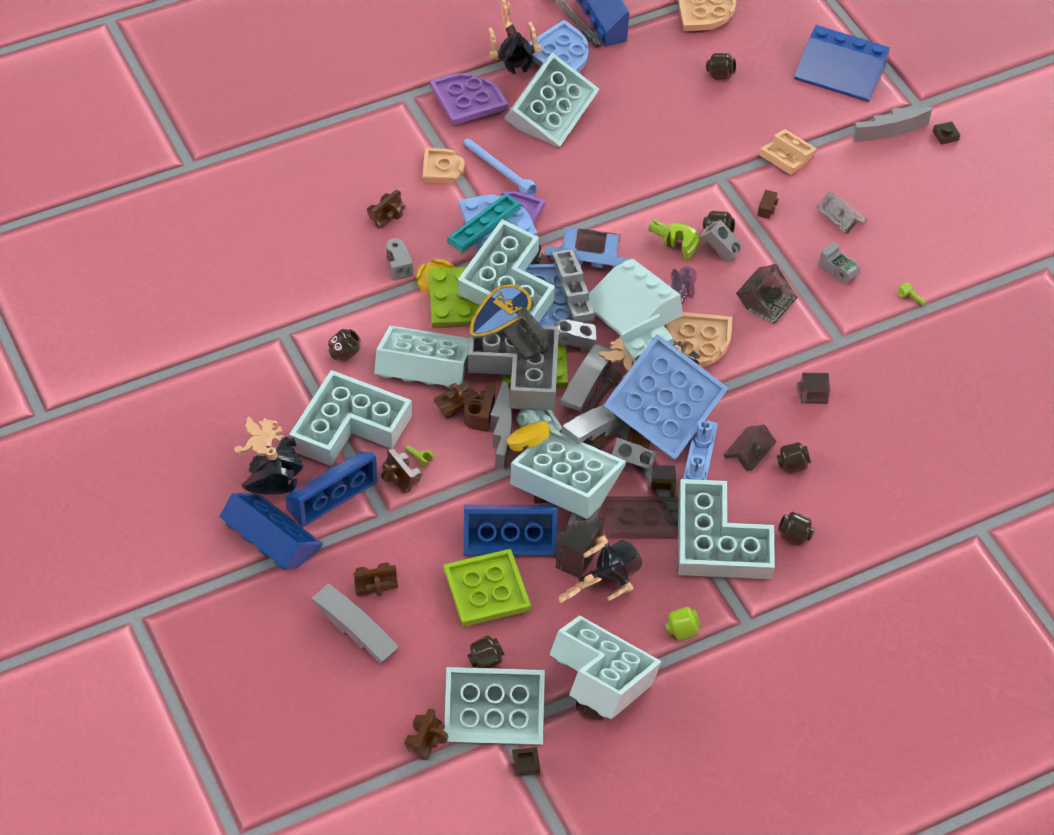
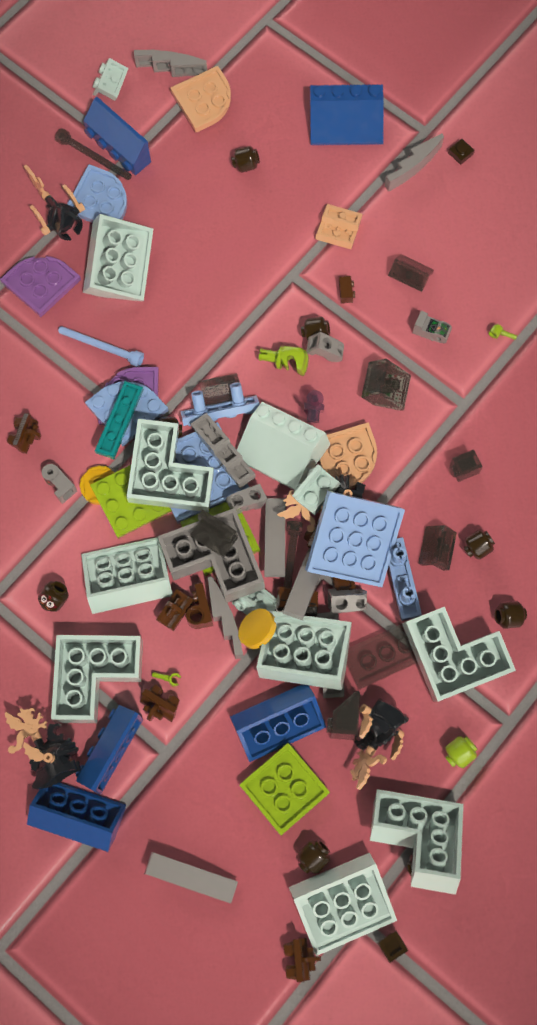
camera: 20 degrees left, 20 degrees up
(375, 580) = (190, 826): reddish brown hips -> none
(442, 166) = (50, 364): light nougat tile -> none
(499, 310) = (178, 514): shield -> none
(664, 478) = (384, 614): dark brown panel -> none

